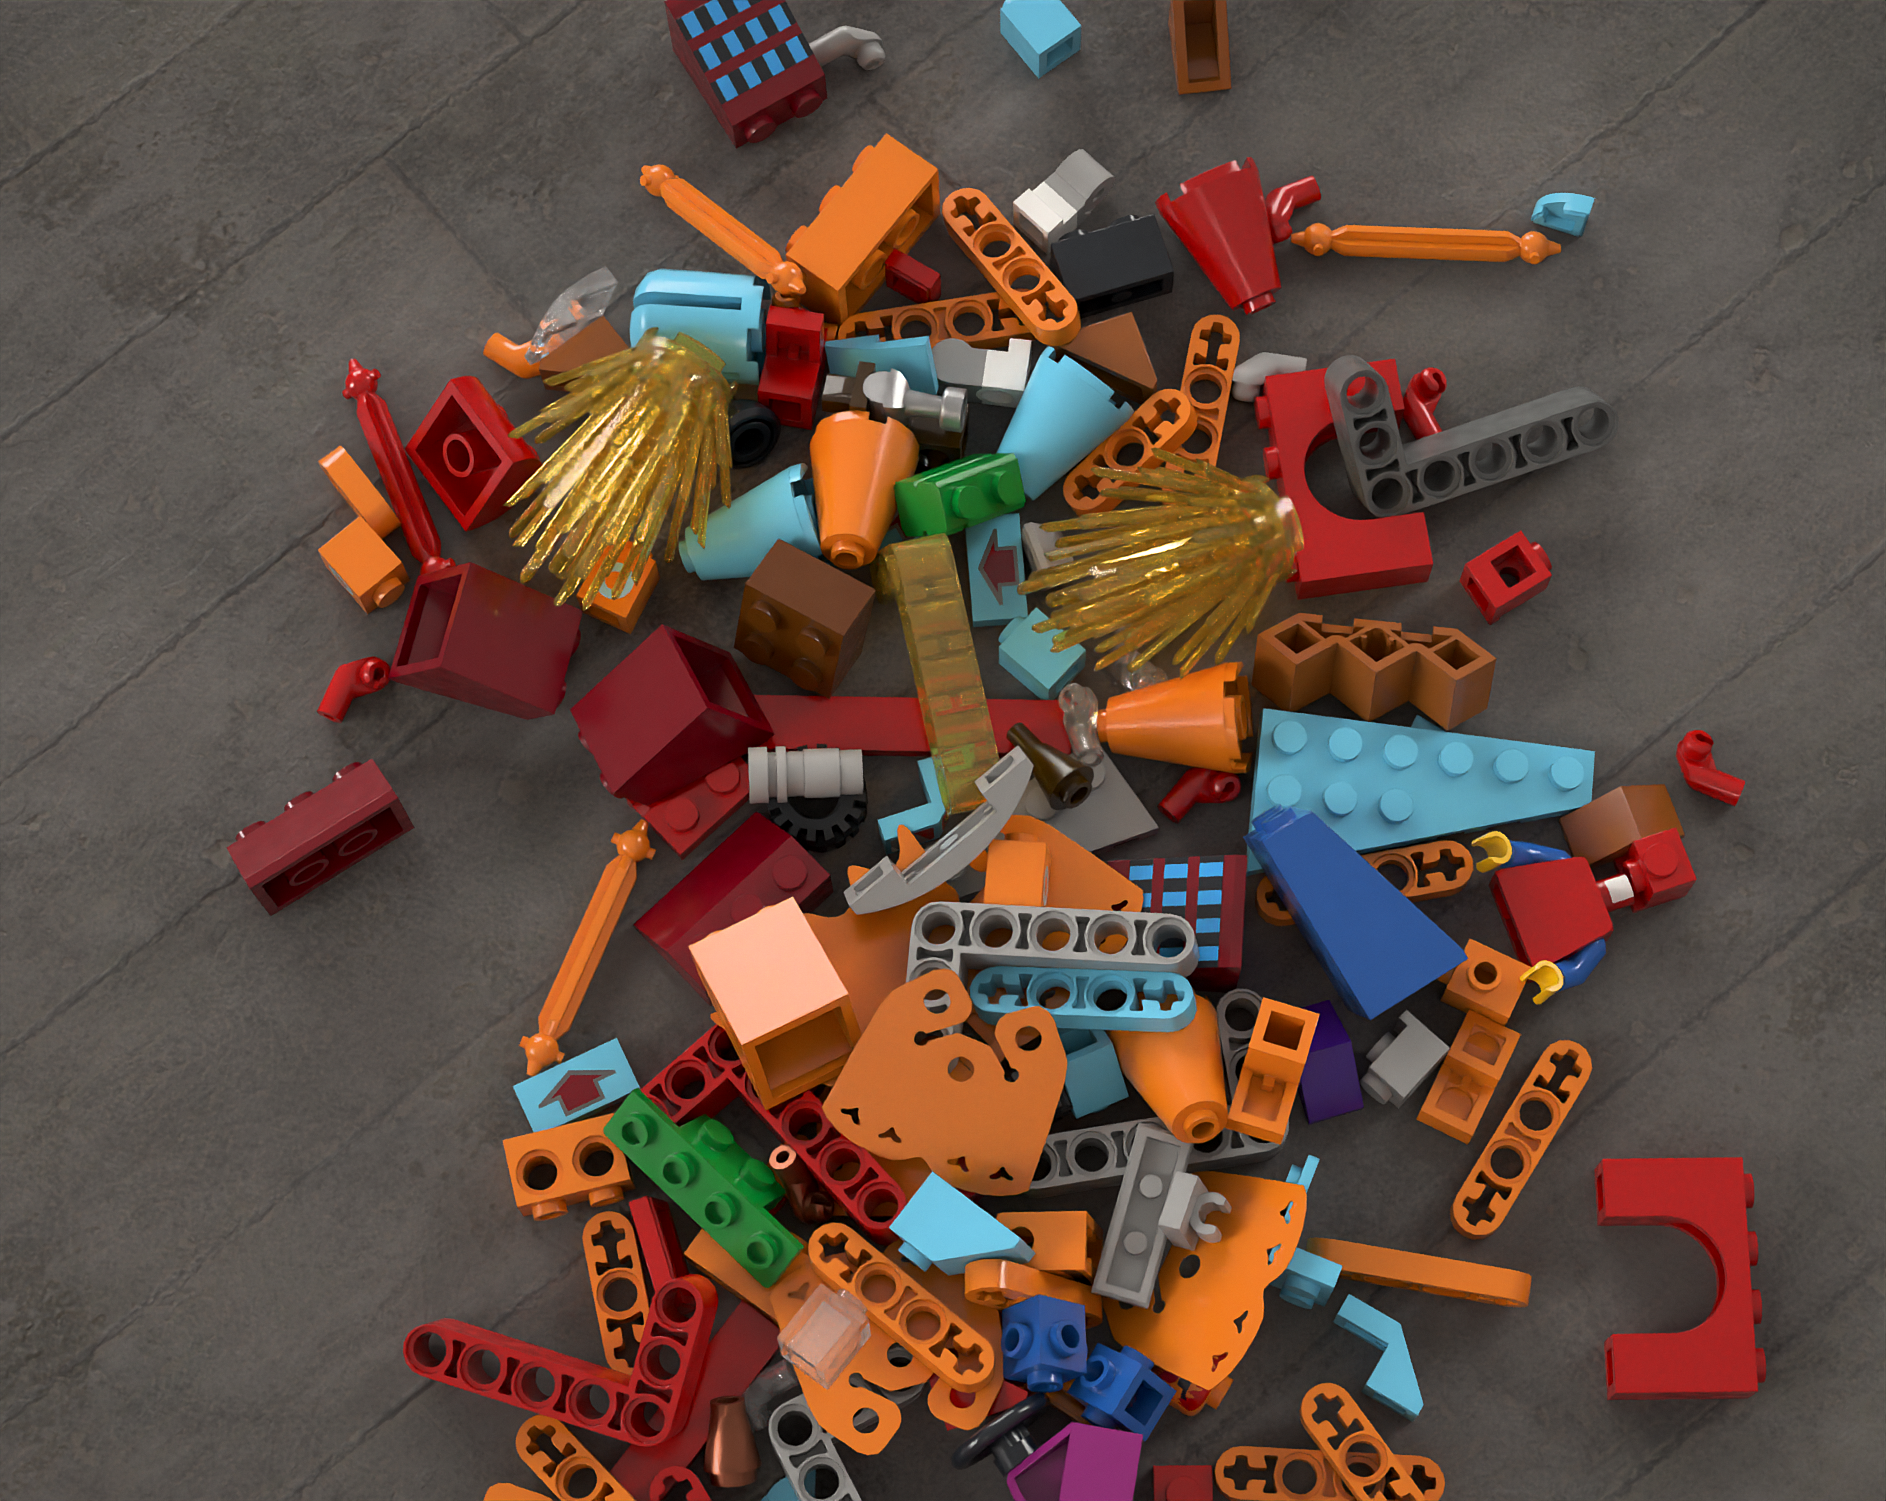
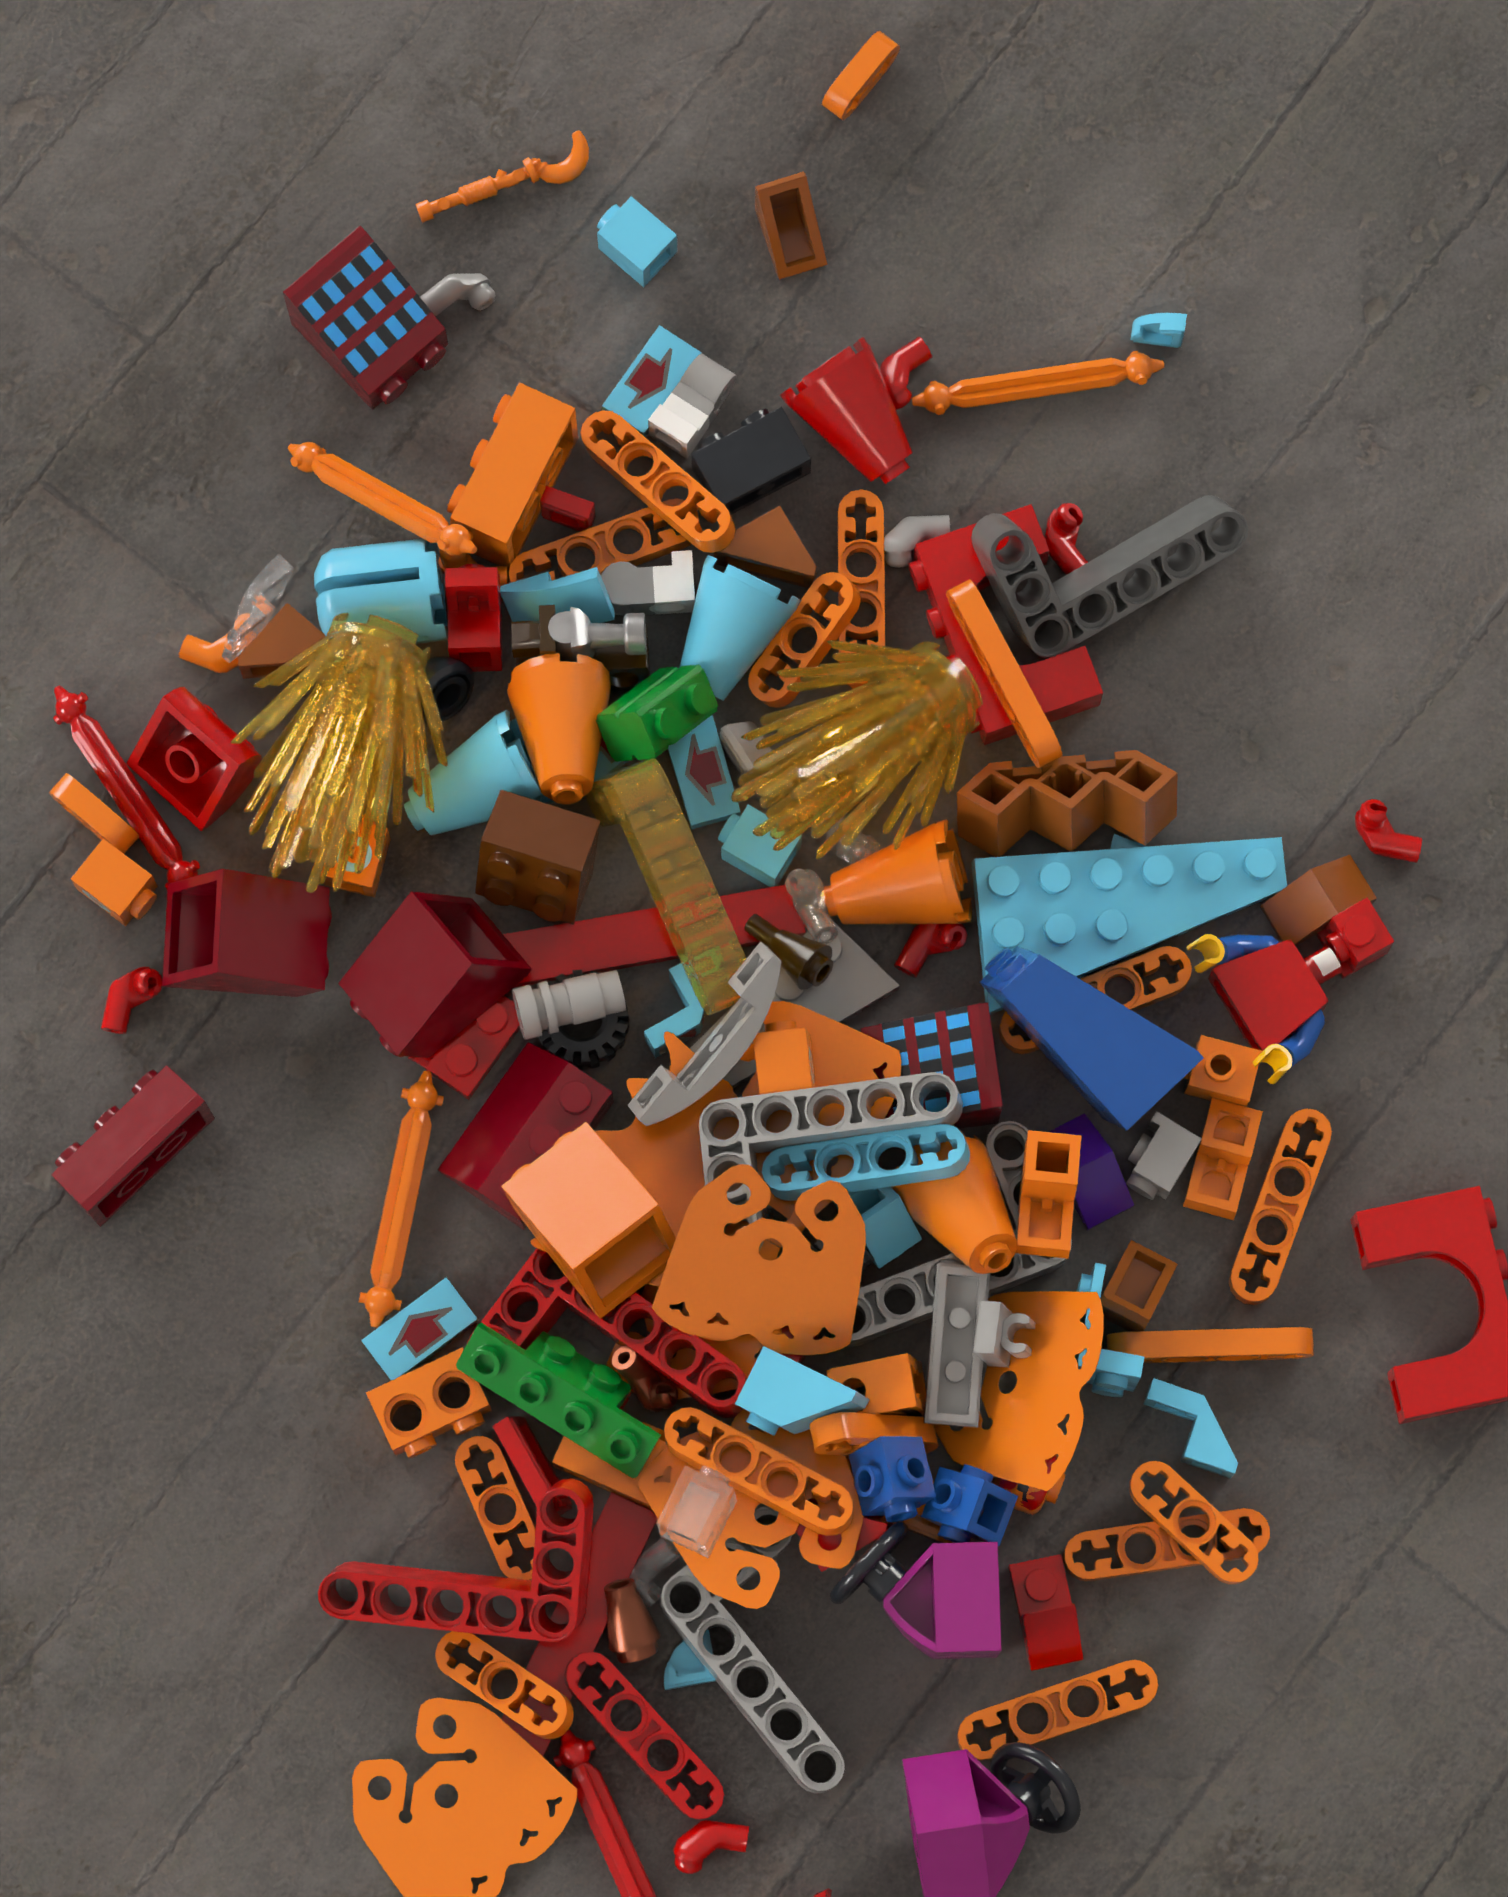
camera: 15 degrees left, 5 degrees up
(1025, 165) = (650, 378): none -> medium azure tile
(1332, 522) = (1004, 673): none -> orange beam
(1348, 1194) = (1136, 1287): none -> dark orange slope
(1514, 557) = (1175, 668): red brick -> none

